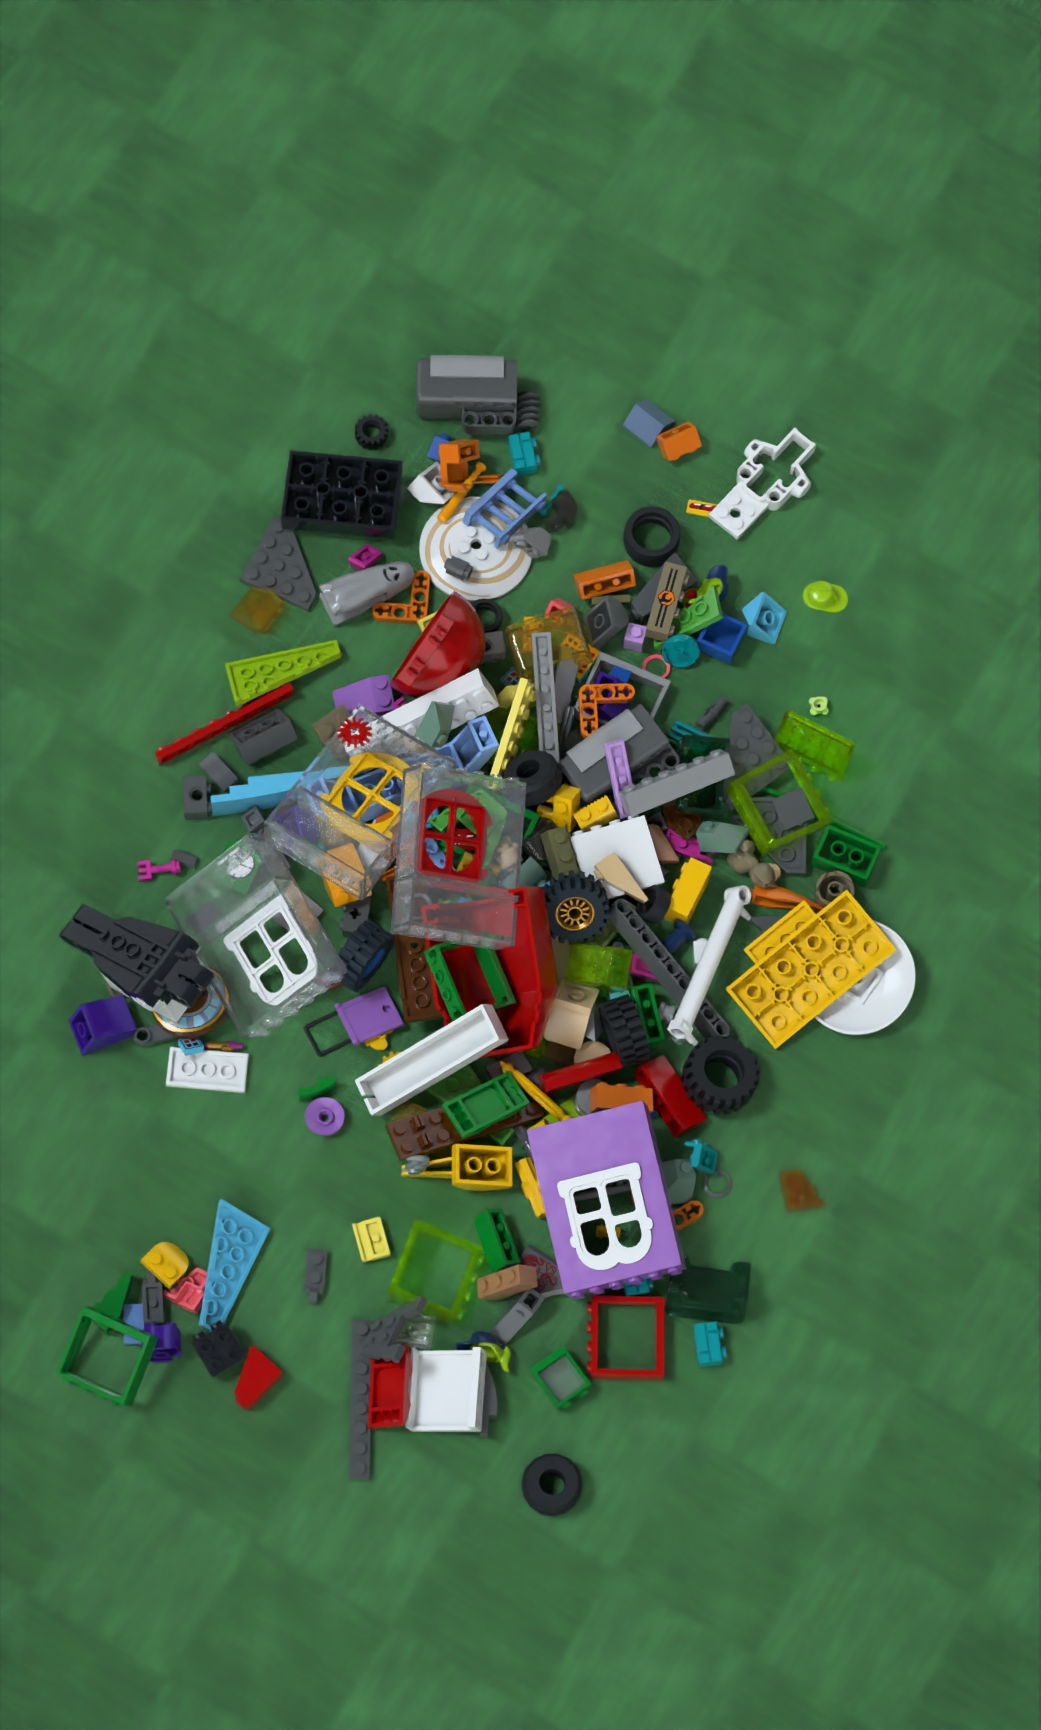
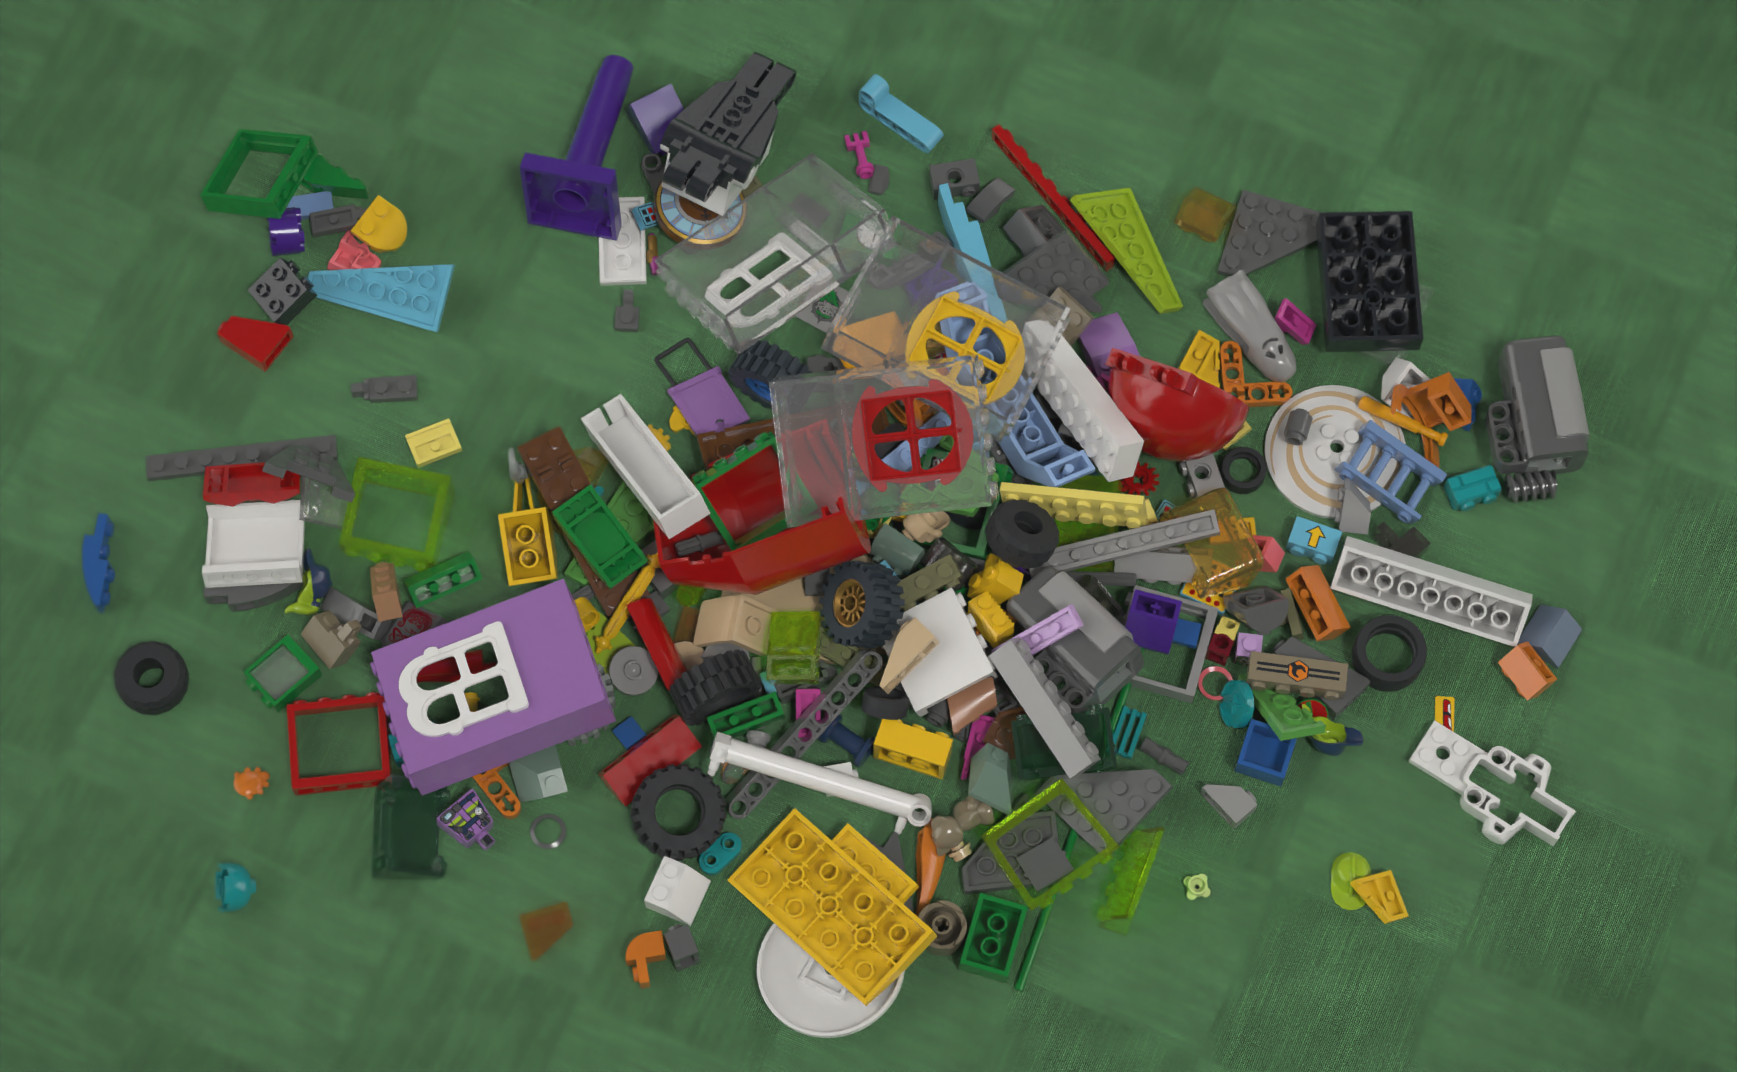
camera: 85 degrees right, 0 degrees up
(131, 833) = (897, 116): none -> medium azure beam
(170, 1094) = (578, 191): none -> dark purple piece
(278, 1073) = (627, 316): none -> dark grey plate
(294, 728) = (1064, 265): none -> dark grey wing
(323, 1086) = (612, 362): green slope -> none
(324, 1107) = (574, 362): medium lavender dish -> none
(354, 739) = (1019, 306): red gear -> none
(371, 421) = (1461, 322): black tyre -> none
(385, 633) = (1203, 358): none -> yellow wing
(436, 724) = (1059, 399): sand green slope -> none
(450, 1526) = (97, 570): none -> blue slope
(538, 1334) = (331, 639): none -> dark tan hinge
(551, 575) = (1313, 541): none -> medium azure brick
(559, 489) = (1437, 540): teal hinge -> none
(597, 698) = (1143, 598): orange beam -> none
(608, 496) = (1431, 591): none -> white brick
(608, 1096) = (631, 697): orange brick -> none
(624, 652) = (1222, 641): none -> dark red leg
(648, 1414) = (250, 782): none -> orange piece
(703, 1156) = (572, 803): teal bracket -> none
(705, 1241) = (468, 821): none -> torso
(708, 1344) = (340, 840): teal brick -> none
(740, 1432) = (233, 887): none -> teal cylinder
(756, 1050) = (721, 853): none -> teal plate
(758, 669) = (1230, 802): none -> light grey slope
(764, 618) = (1303, 804): medium azure slope -> none
(779, 1089) = (676, 891): none -> white slope
(827, 1120) = (643, 950): none -> orange brick
(829, 1085) = (682, 947): none -> dark grey brick
(843, 574) = (1381, 896): none -> yellow wing

